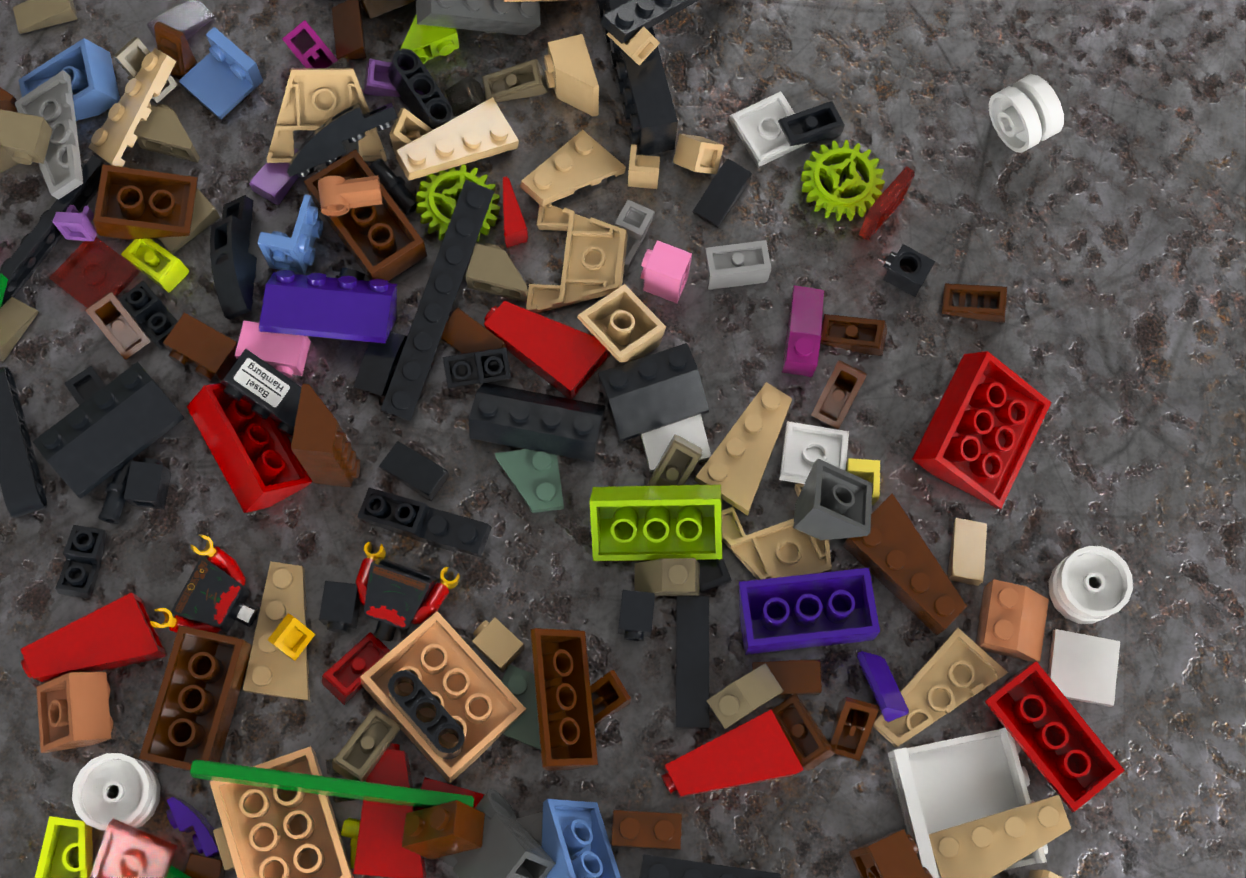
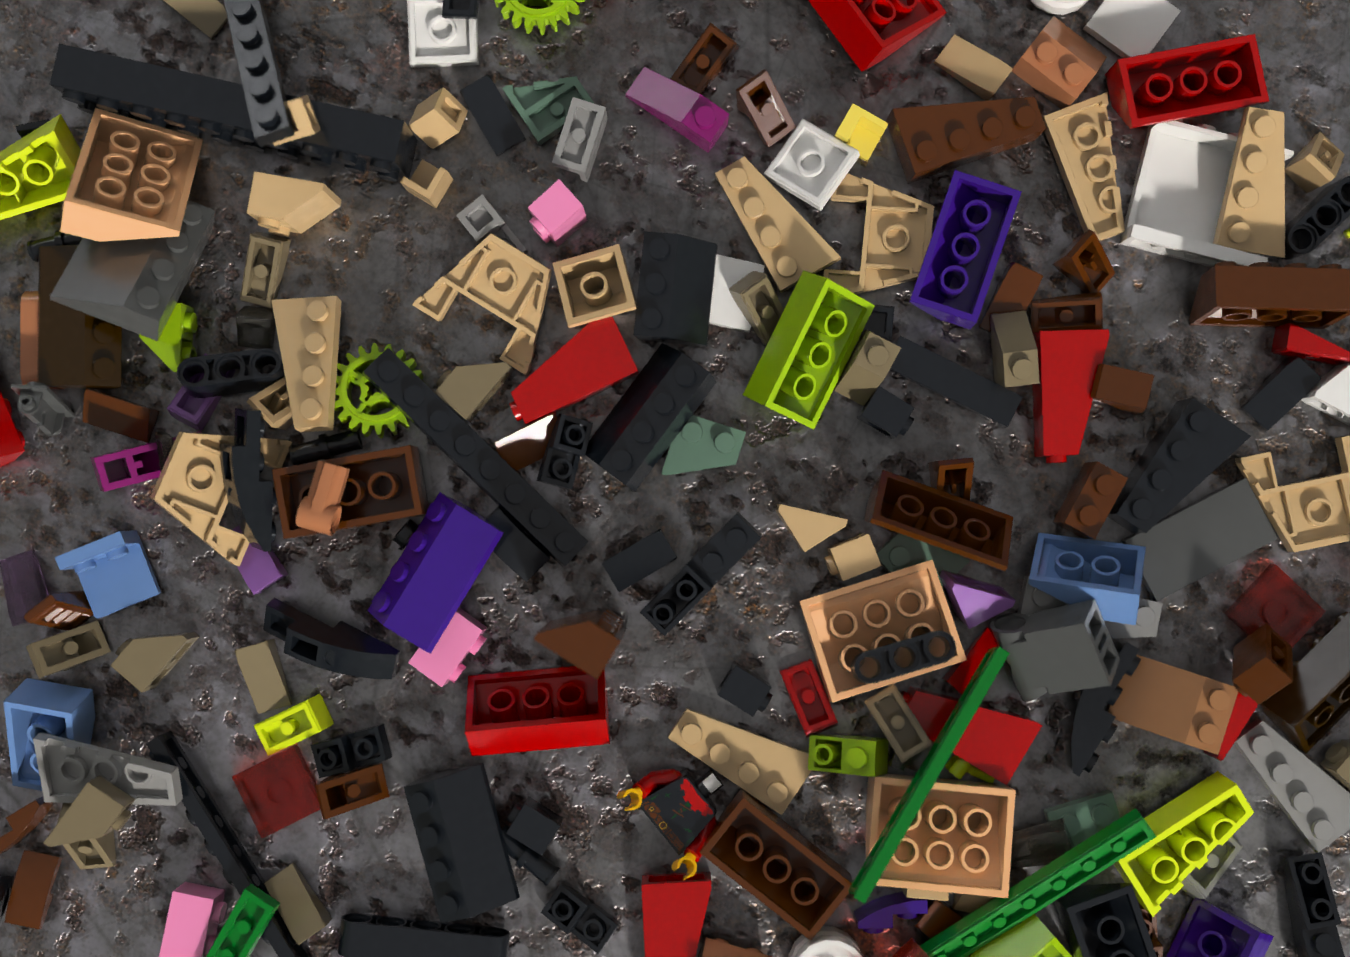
camera: 60 degrees left, 15 degrees up
(75, 224) = (219, 790): medium lavender tile -> none
(85, 385) = (401, 845): black plate -> none
(132, 108) = (111, 682): tan wing -> none
(144, 203) = (227, 710): reddish brown slope -> none
(201, 347) = (413, 715): reddish brown brick -> none
(265, 389) = (500, 669): brick -> none
(291, 637) = (757, 750): yellow plate -> none
(298, 251) = (360, 580): medium blue bracket -> none
(320, 720) = (848, 754): none -> lime slope
(398, 593) = (761, 630): torso -> none
(443, 830) = (1013, 687): reddish brown brick -> none
(506, 595) = (809, 527): none -> tan slope
(510, 767) = (974, 599): none -> medium lavender slope
(514, 225) = (428, 343): red slope -> none
(571, 167) = (392, 254): tan wing -> none
(751, 225) = (545, 104): none -> sand green wing
(758, 808) = (1122, 388): none -> reddish brown slope
(833, 504) = (877, 170): dark grey slope -> none
(883, 686) = (1065, 215): dark purple slope -> none

